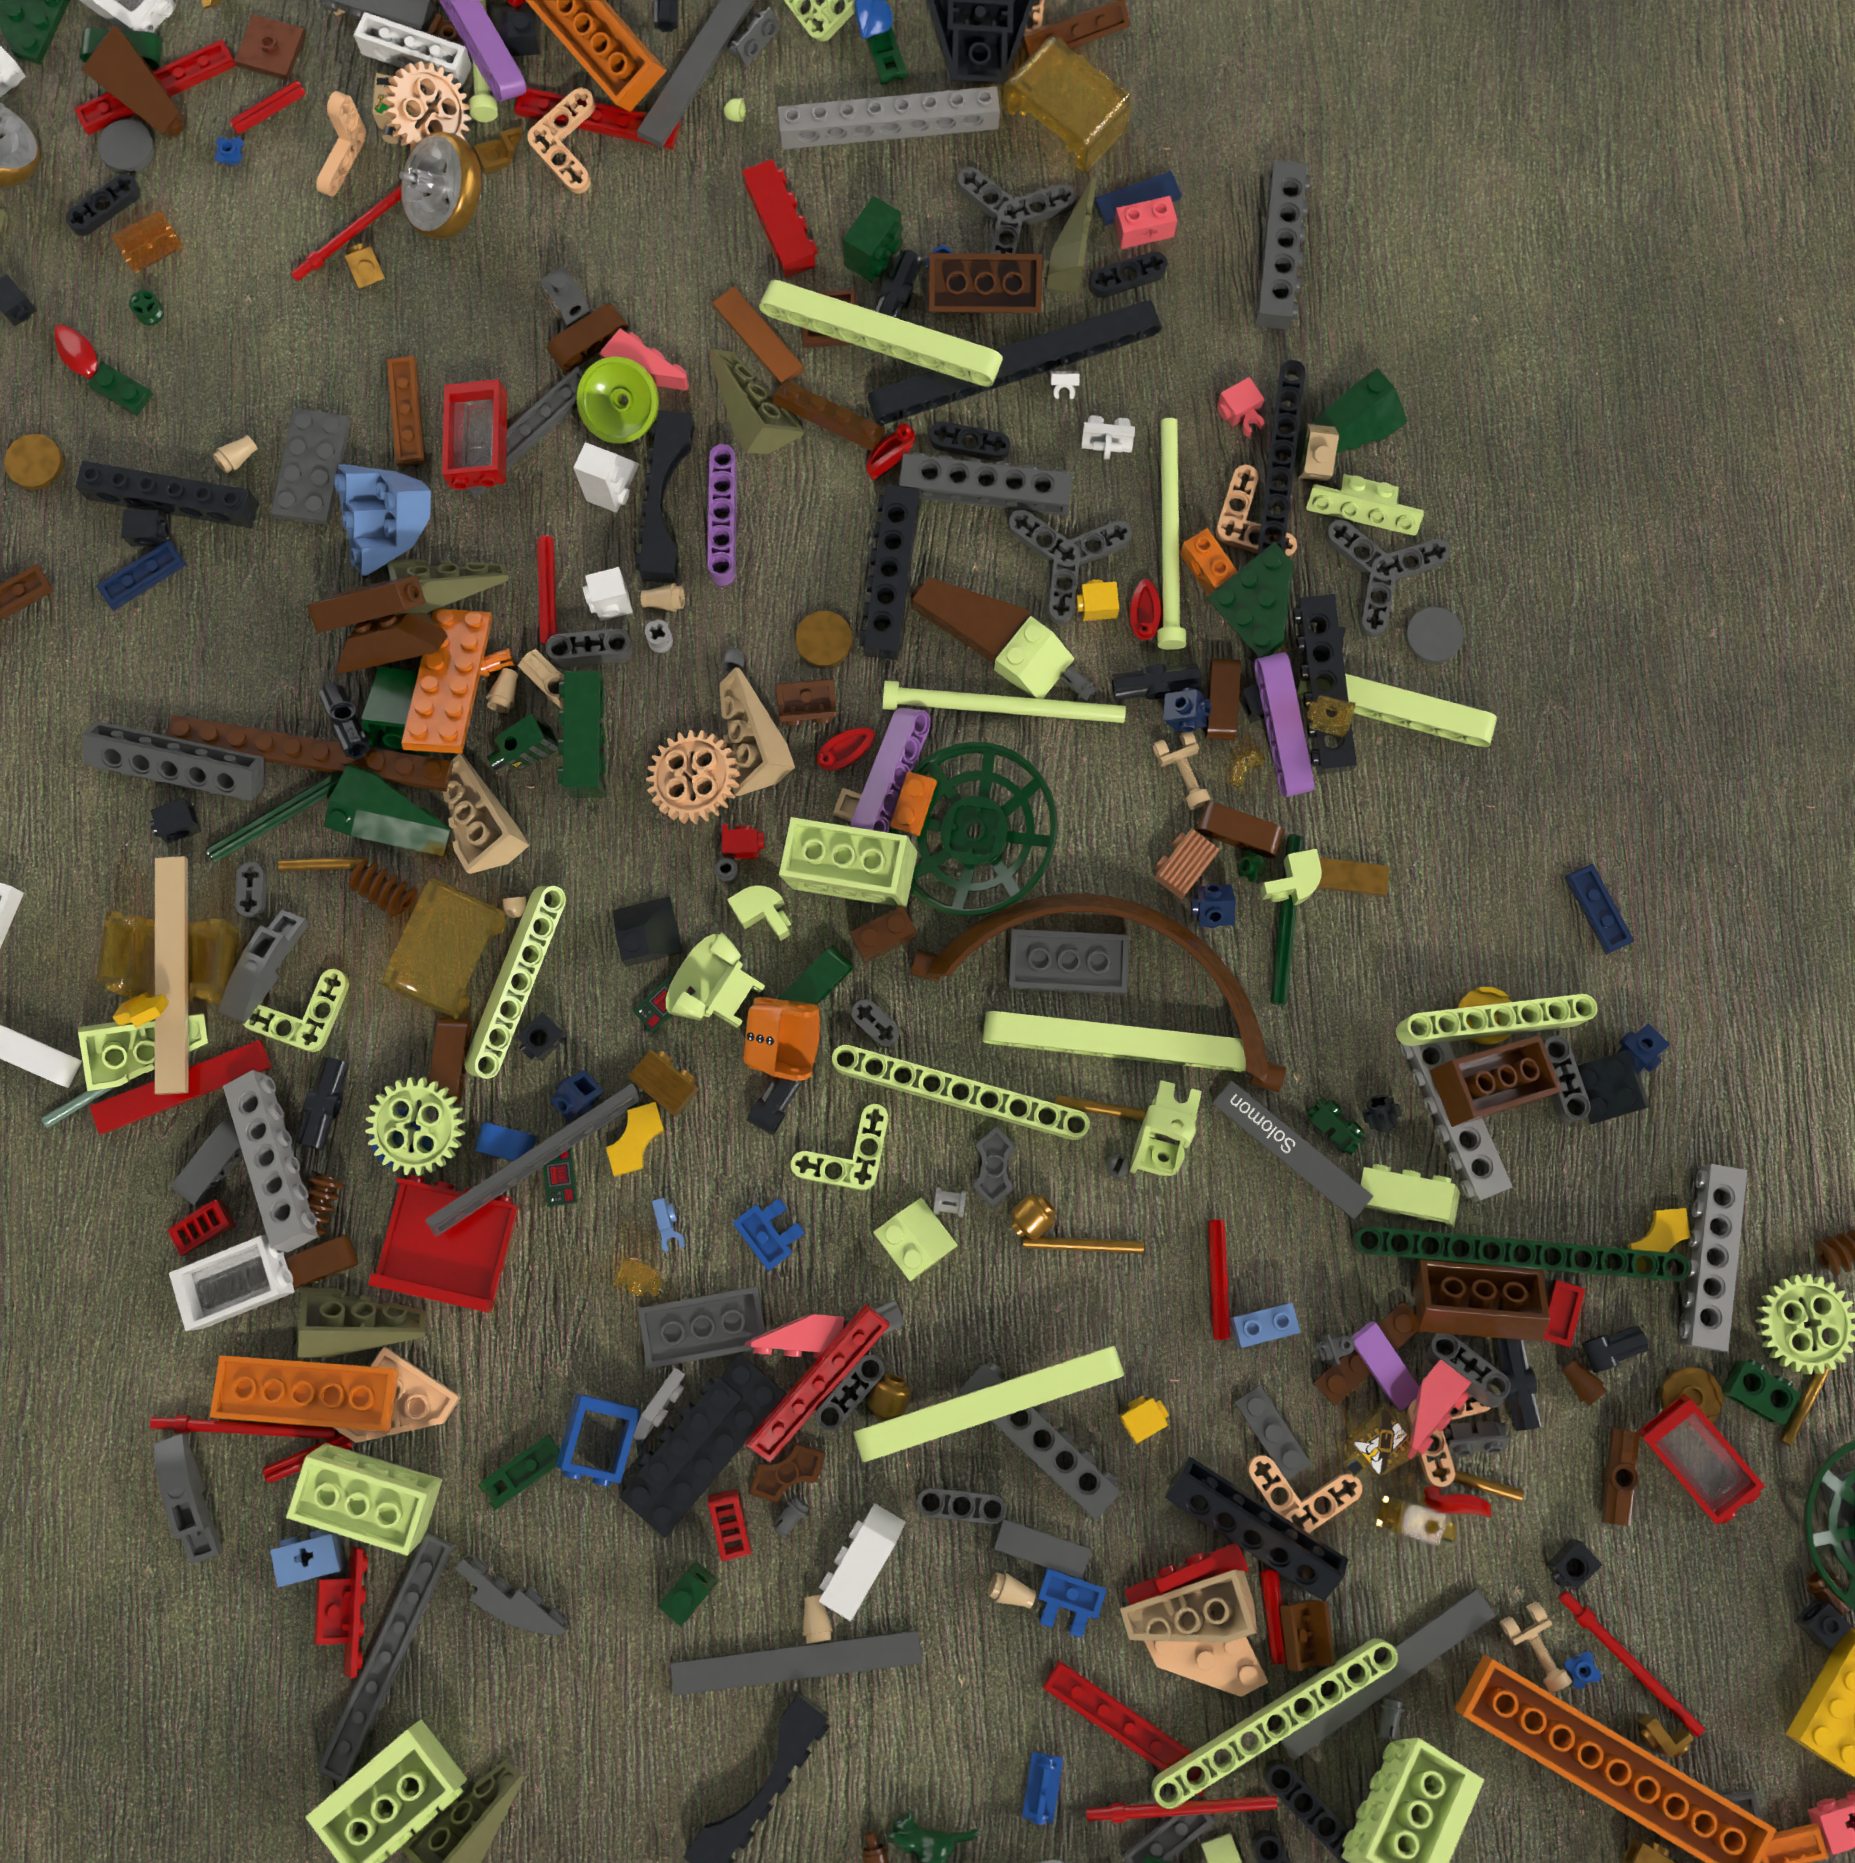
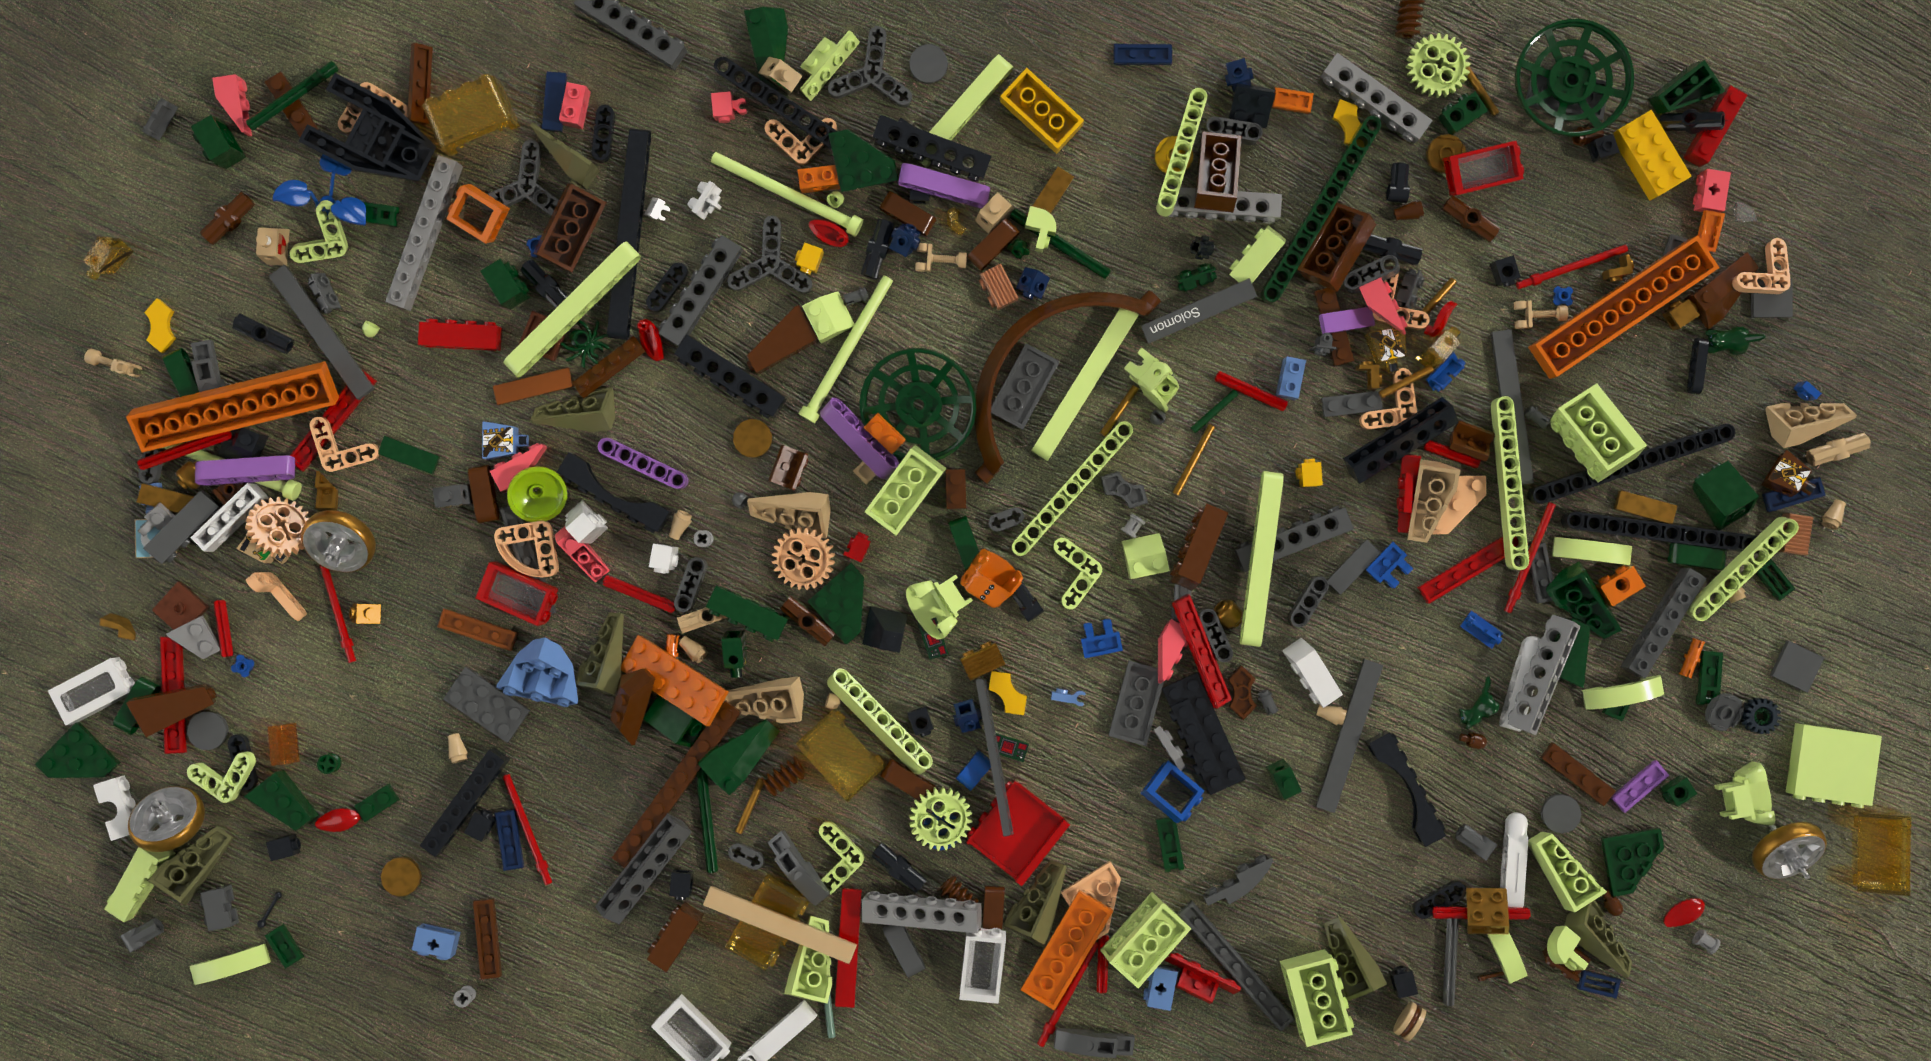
camera: 60 degrees left, 10 degrees up
(59, 198) = (226, 782): none -> yellowish green beam
(72, 273) = (283, 800): none -> dark green wedge
(96, 842) = (674, 936): none -> reddish brown brick
(125, 629) = (541, 864): none -> red bar
(141, 1009) = (794, 951): yellow tile -> none
(222, 1215) = (938, 954): red slope -> none
(240, 80) = (196, 638): none -> light grey wing
(344, 721) = (660, 755): black piece -> none
(366, 603) = (601, 708): reddish brown slope -> none
(562, 423) = (533, 534): none -> light nougat beam
(563, 497) = (582, 555): none -> coral slope
(595, 227) = (408, 455): none -> dark green tile
(604, 839) = (797, 612): none -> reddish brown piece
(639, 1278) = (1091, 727): clear yellow brick -> none
(656, 857) = (842, 603): none -> dark green plate
(667, 327) = (501, 440): none -> torso
(721, 1499) = (1243, 734): red slope -> none
(723, 865) = (867, 567): dark grey pin -> none
(760, 902) = (900, 555): yellowish green brick -> none
(845, 374) = (585, 343): none -> dark green animal
(845, 748) = (828, 458): red arm -> none
(947, 192) = (495, 221): none -> orange window
(959, 1306) = (1199, 546): none -> reddish brown brick
(1010, 1591) = (1368, 596): tan cone -> none
(1033, 1216) = (1164, 481): pearl gold head -> none
(1165, 1241) = (1214, 411): none -> dark green bar
(1196, 593) = (835, 194): none -> yellowish green hinge
(1284, 808) = (993, 212): none -> tan torso
(1325, 1446) = (1374, 378): none -> pearl gold bracket
(1335, 725) = (954, 164): clear yellow brick -> none
(1343, 1495) = (1406, 381): none -> pearl gold bar
(1377, 1543) = (1440, 377): none -> blue hinge
(1452, 807) = (1041, 110): none -> yellow brick
(1564, 1309) = (1363, 201): red tile -> none
(1647, 1142) = (1292, 100): none -> orange plate

